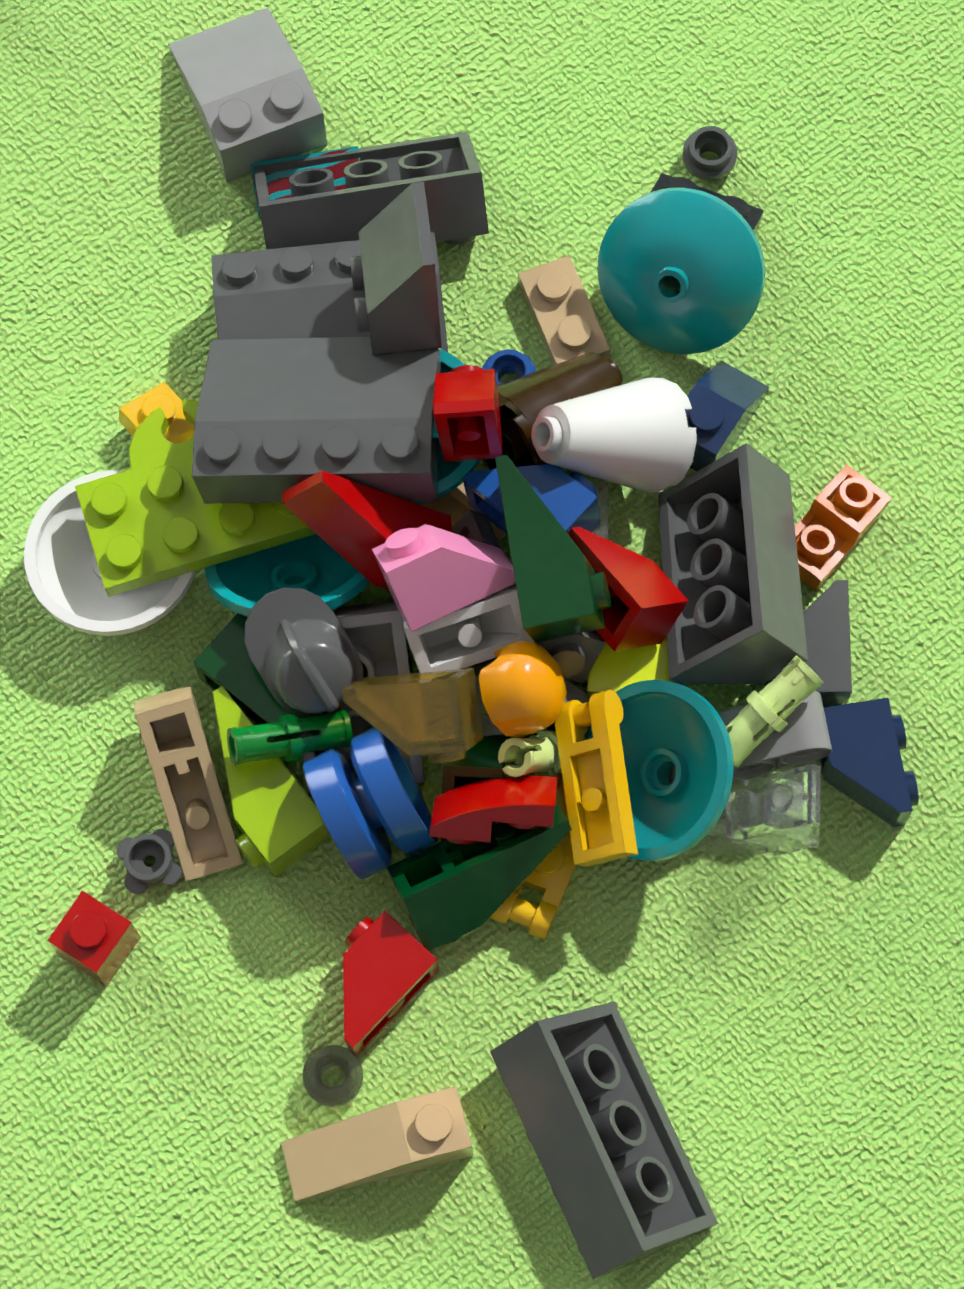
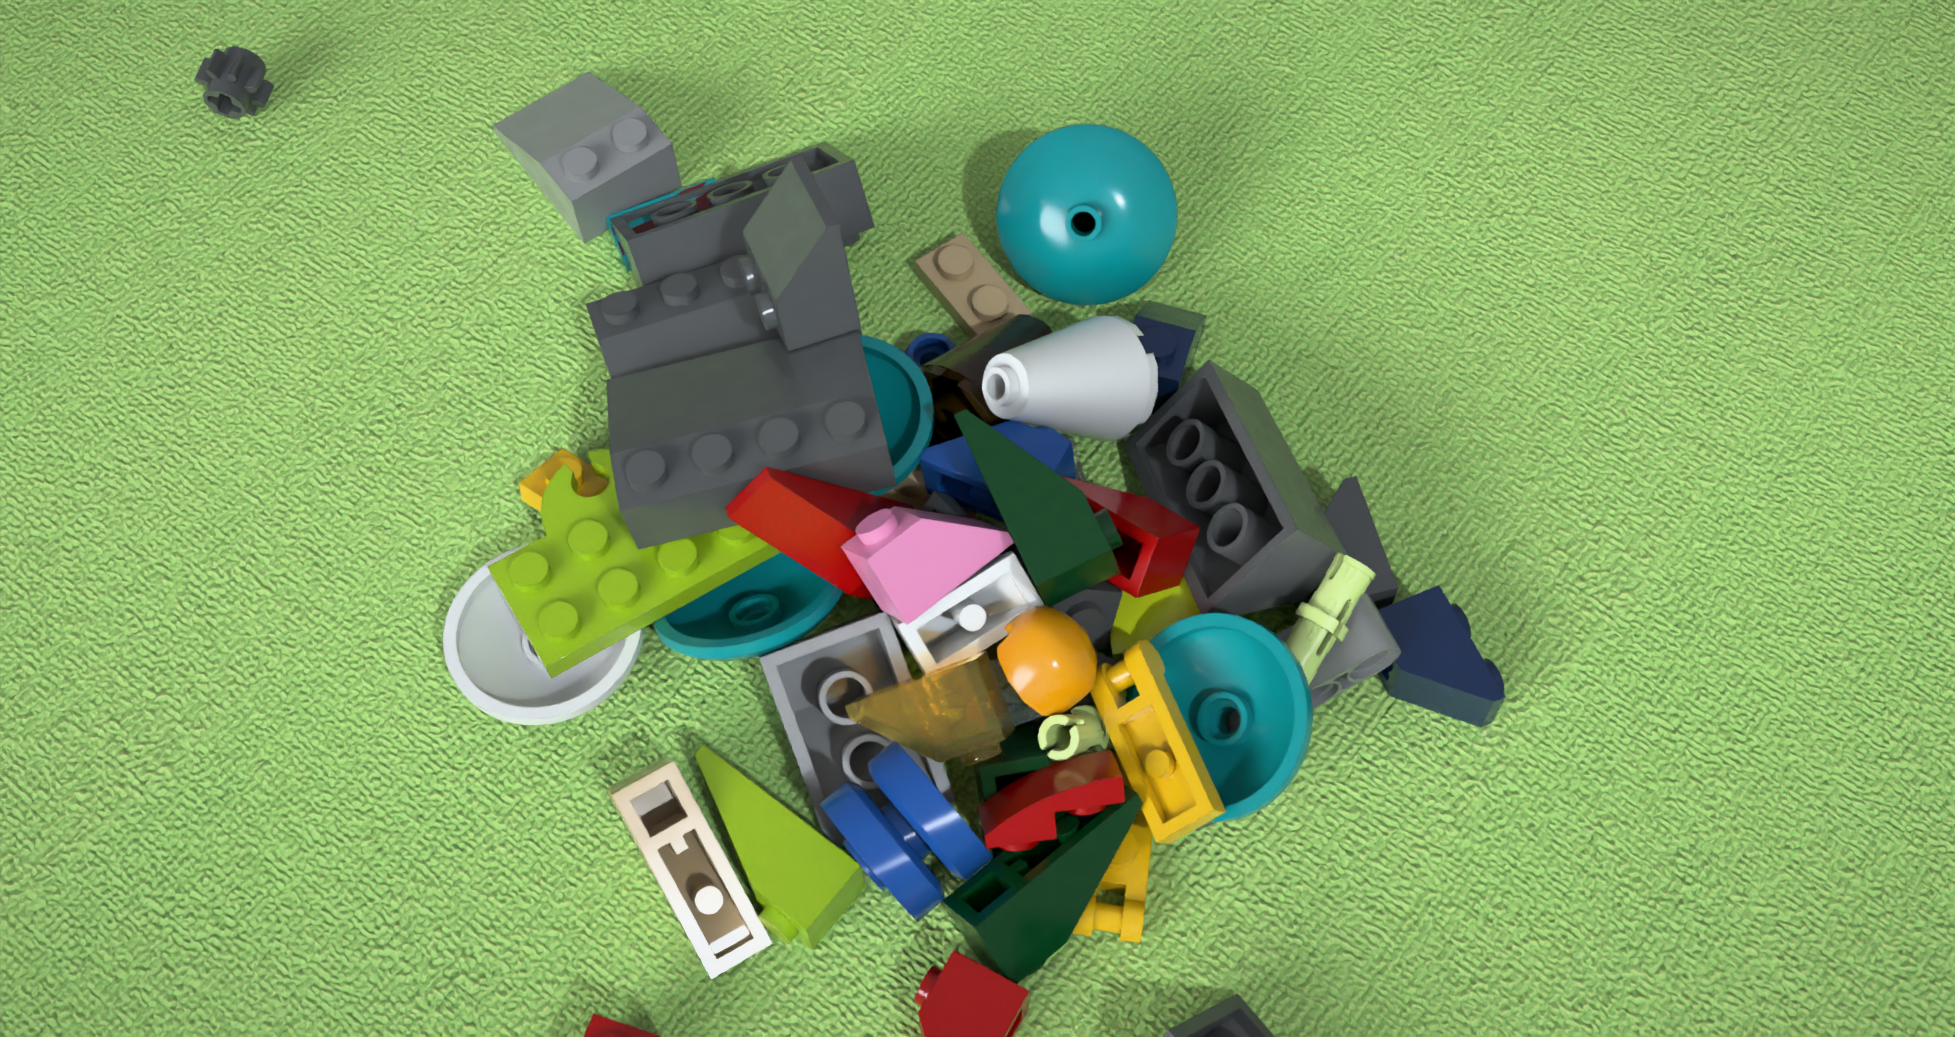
camera: 15 degrees left, 10 degrees down
(136, 850) = (649, 952): dark grey plate -> none
(229, 665) = (734, 720): dark green slope -> none
(301, 652) = (787, 684): dark grey piece -> none
(327, 732) = (755, 794): green pin -> none
(467, 413) = (911, 384): red slope -> none
(713, 140) = (1077, 98): dark grey plate -> none
(769, 815) = (1359, 737): clear slope -> none
(836, 524) = (1322, 426): orange slope -> none

